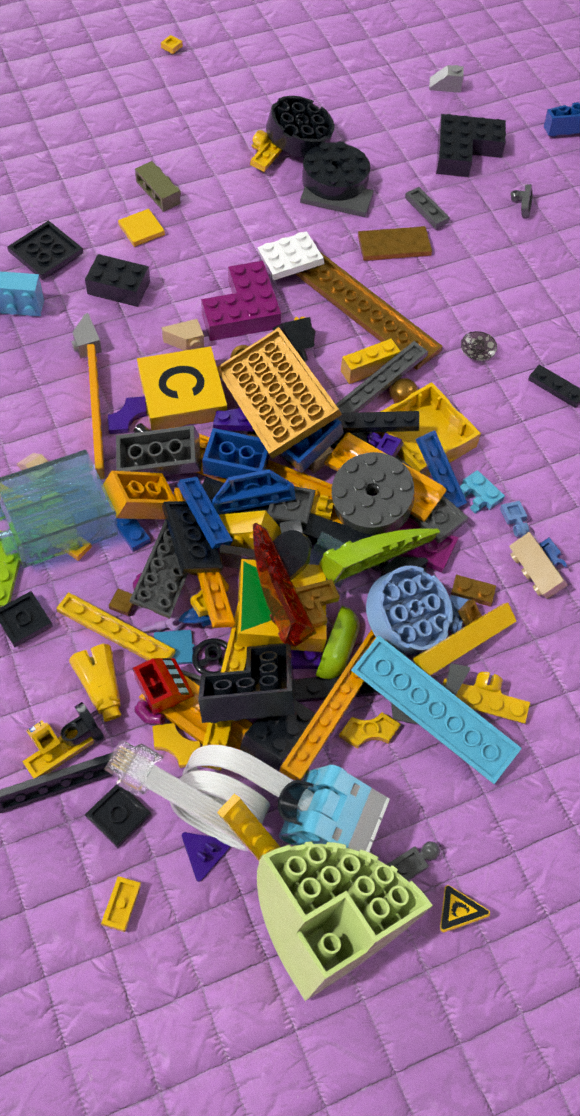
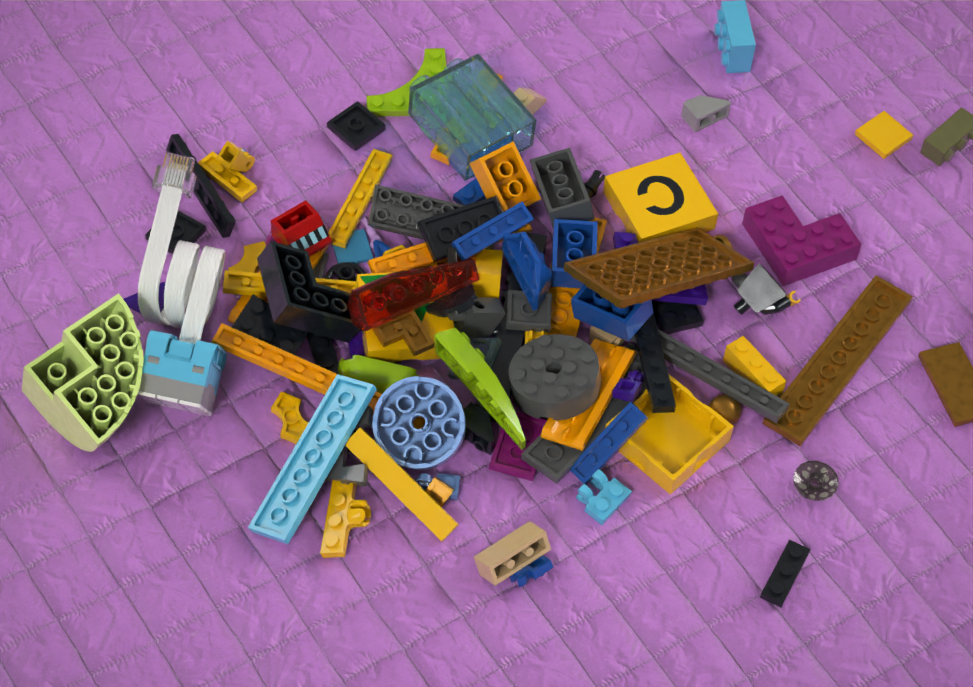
camera: 80 degrees right, 5 degrees down
(45, 250) = (815, 56): black plate -> none
(84, 725) = (252, 186): black tile -> none
(95, 410) = (615, 134): light orange tile -> none
(99, 679) = (313, 186): yellow piece -> none
(117, 280) = (791, 124): black brick -> none
(121, 904) = (93, 245): yellow plate -> none
(132, 410) = (608, 162): dark purple tile -> none
(184, 335) = (736, 196): tan slope -> none
(247, 827) = (145, 290): yellow plate -> none
(290, 255) = (886, 274): white plate -> none
(290, 798) = (176, 323): black helmet -> none
(413, 862) = (153, 459): dark grey plate -> none
(459, 910) = (114, 502): black piece -> none
(473, 589) = (472, 499): pearl gold plate -> none
(515, 513) = (579, 530): medium blue plate -> none

